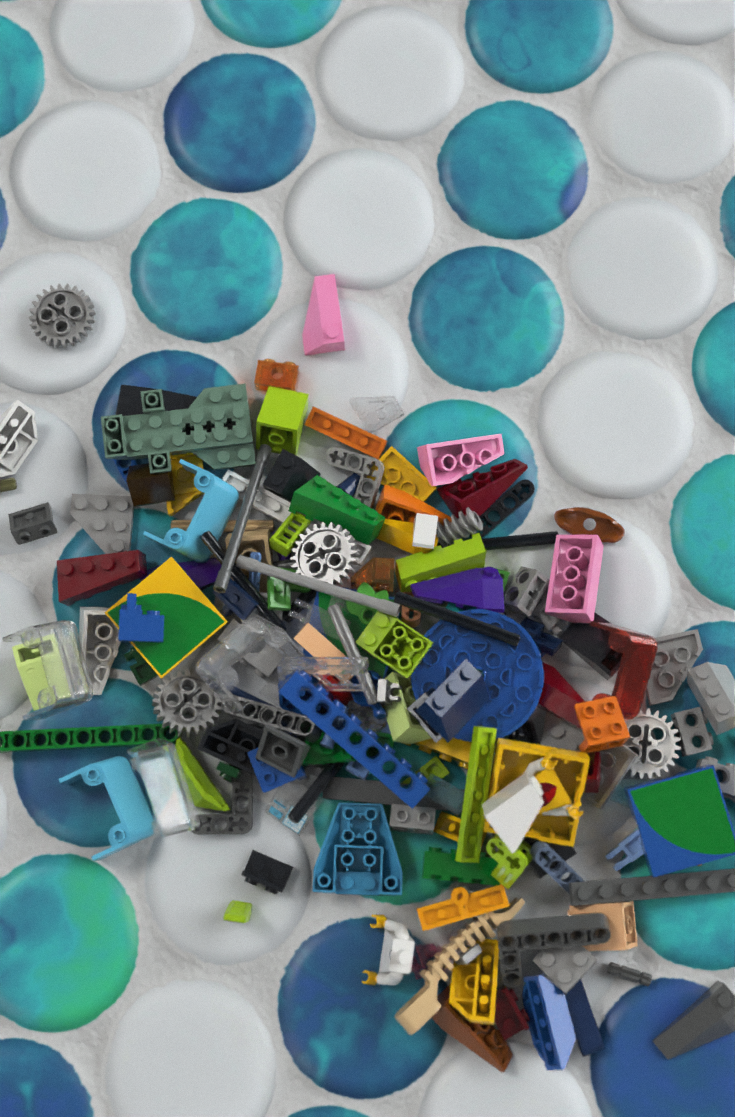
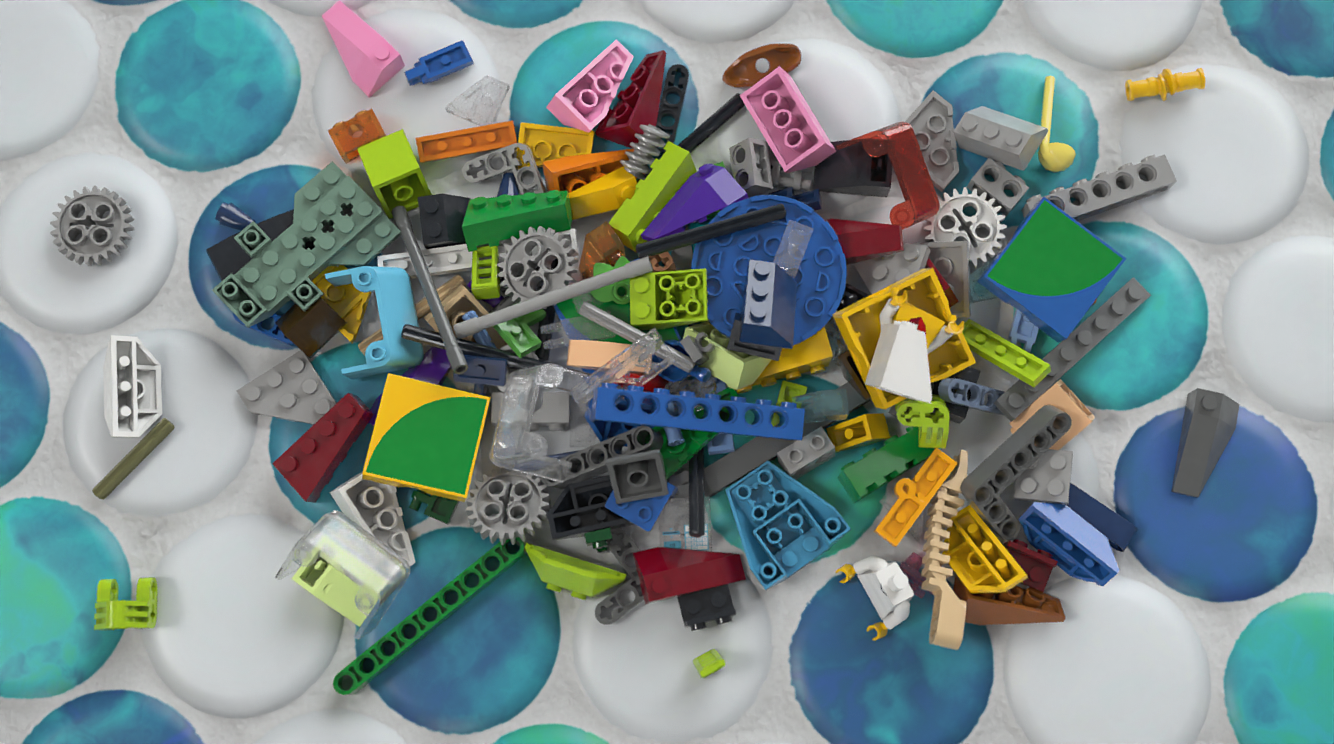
camera: 40 degrees left, 0 degrees up
(32, 523) = (218, 448): dark grey bracket -> none
(127, 800) = (542, 651): medium azure windscreen -> none
(139, 627) = (409, 461): blue hinge -> none
(155, 374) = (233, 217): none -> dark blue cone
(165, 787) = (552, 593): clear windscreen -> none
(267, 835) = (678, 572): none -> dark red wedge
(368, 366) = (440, 64): none -> blue hinge
(424, 530) = (615, 174): white slope -> none
(469, 955) = (954, 538): light grey tile -> none
(476, 794) = (851, 381): lime plate -> none
(503, 671) = (793, 247): none -> clear plate
(601, 724) = (917, 232): orange bracket -> none
(601, 852) = (1005, 354): none -> lime plate
(629, 974) = (1107, 446): dark grey axle -> none

